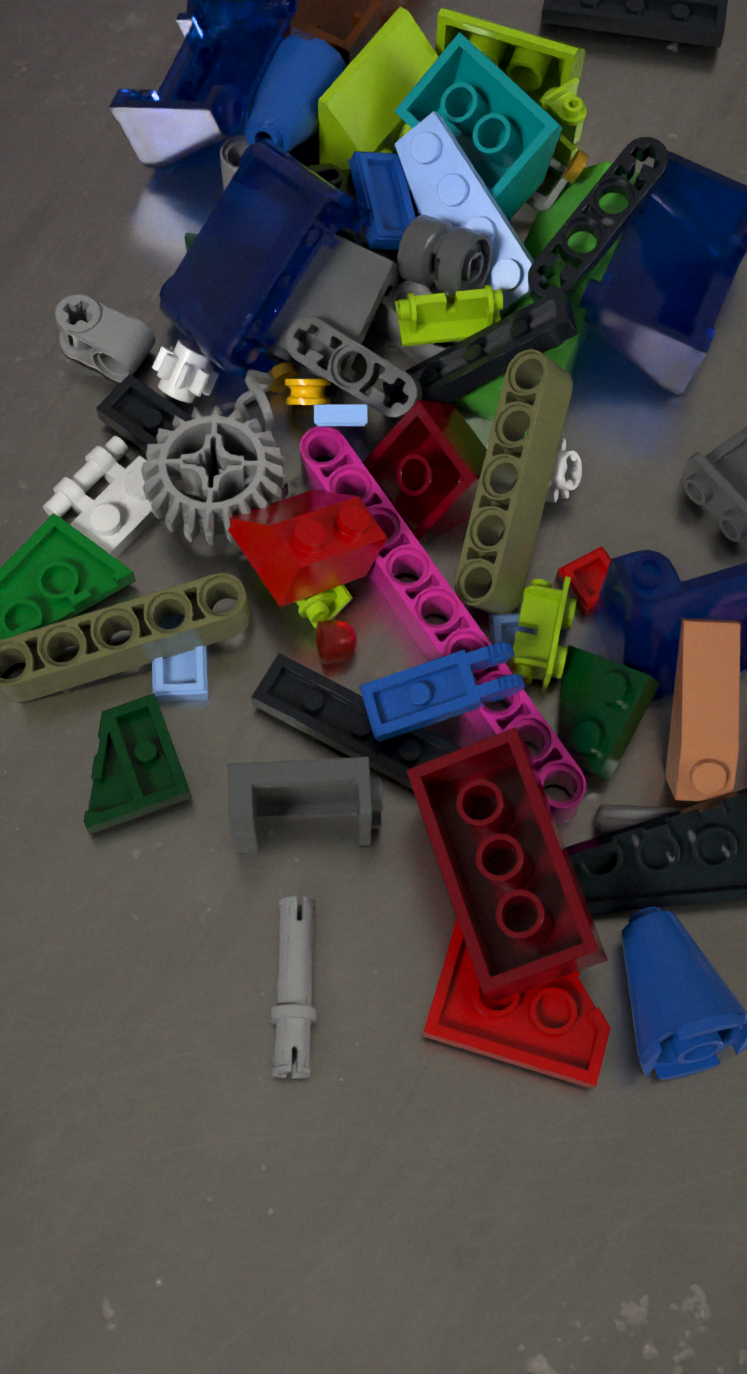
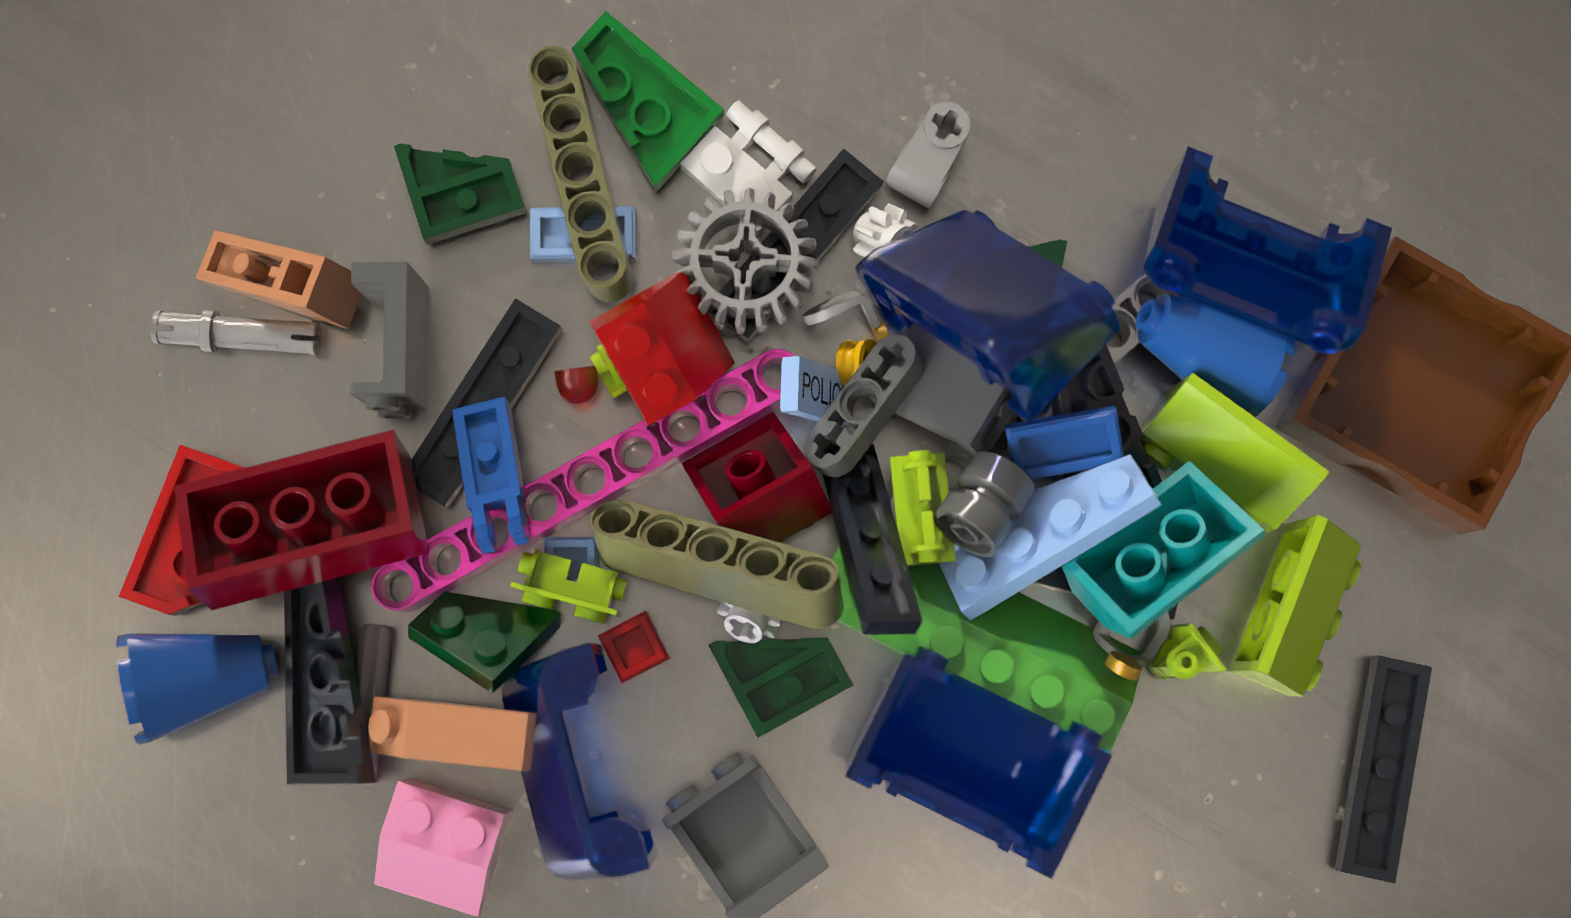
camera: 90 degrees right, 15 degrees up
(231, 942) = (281, 278): none -> nougat slope
(592, 219) = (1011, 676): black beam -> none
(613, 450) = (780, 677): none -> dark green wing

